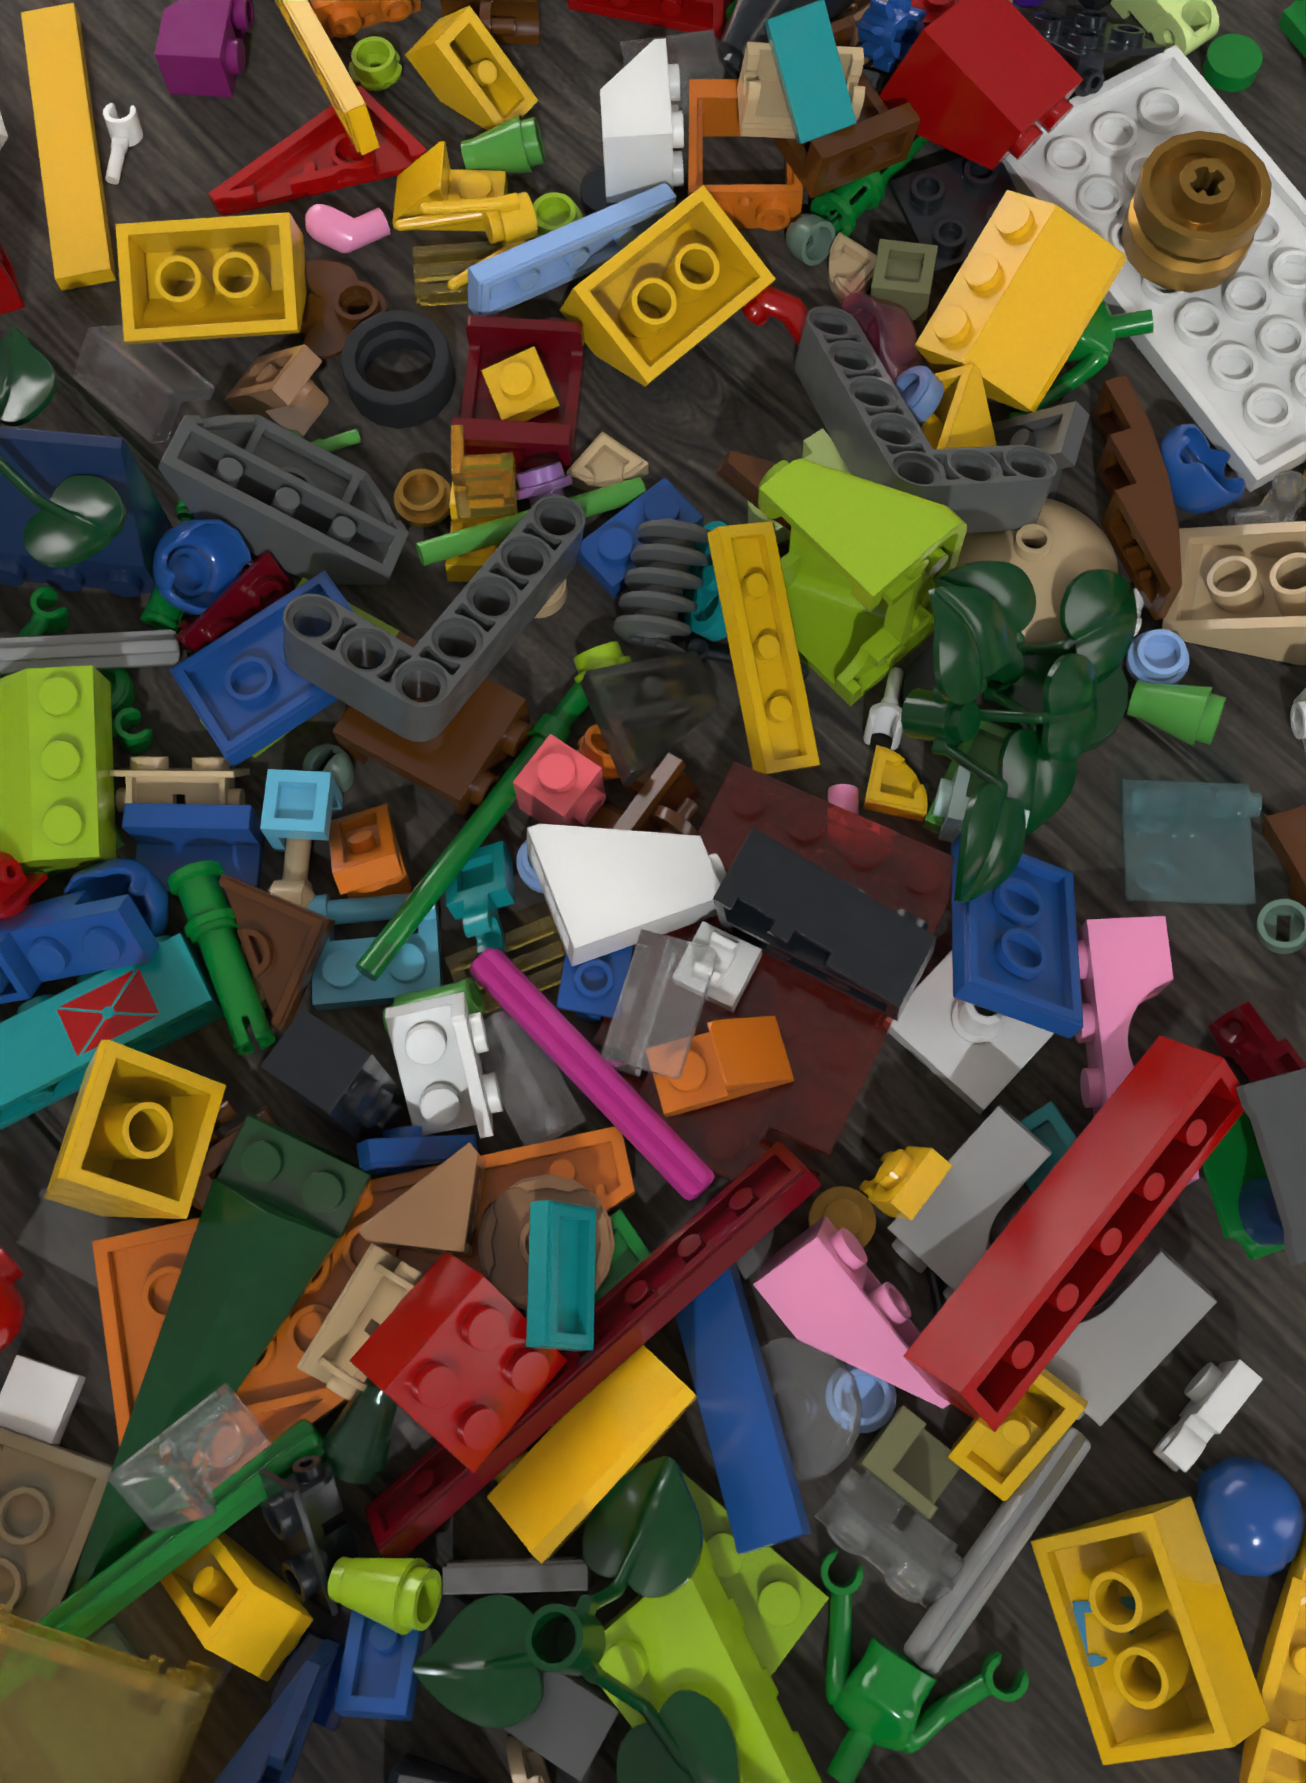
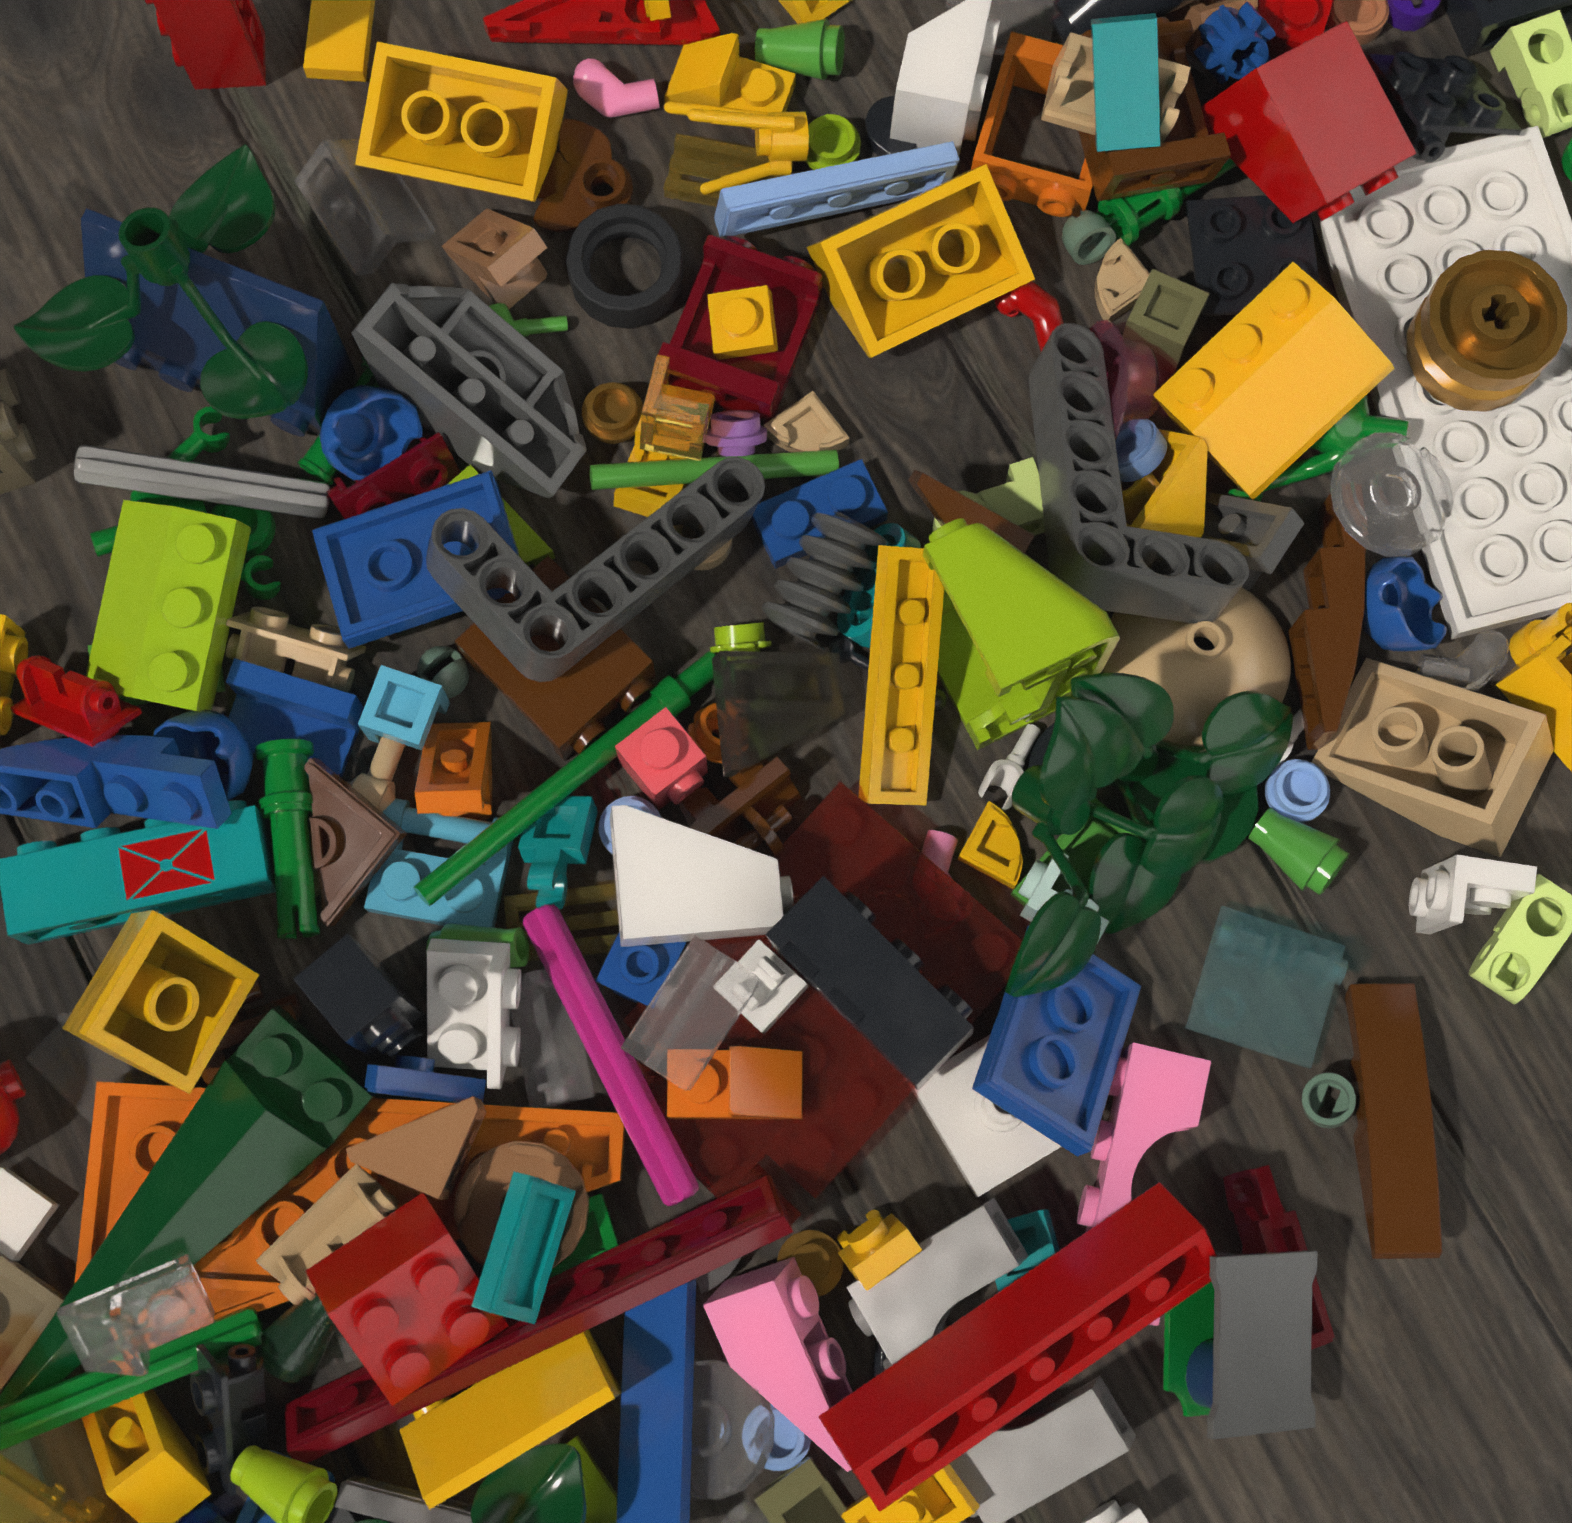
camera: 10 degrees right, 5 degrees up
(1157, 373) = (1391, 494): none -> clear tile

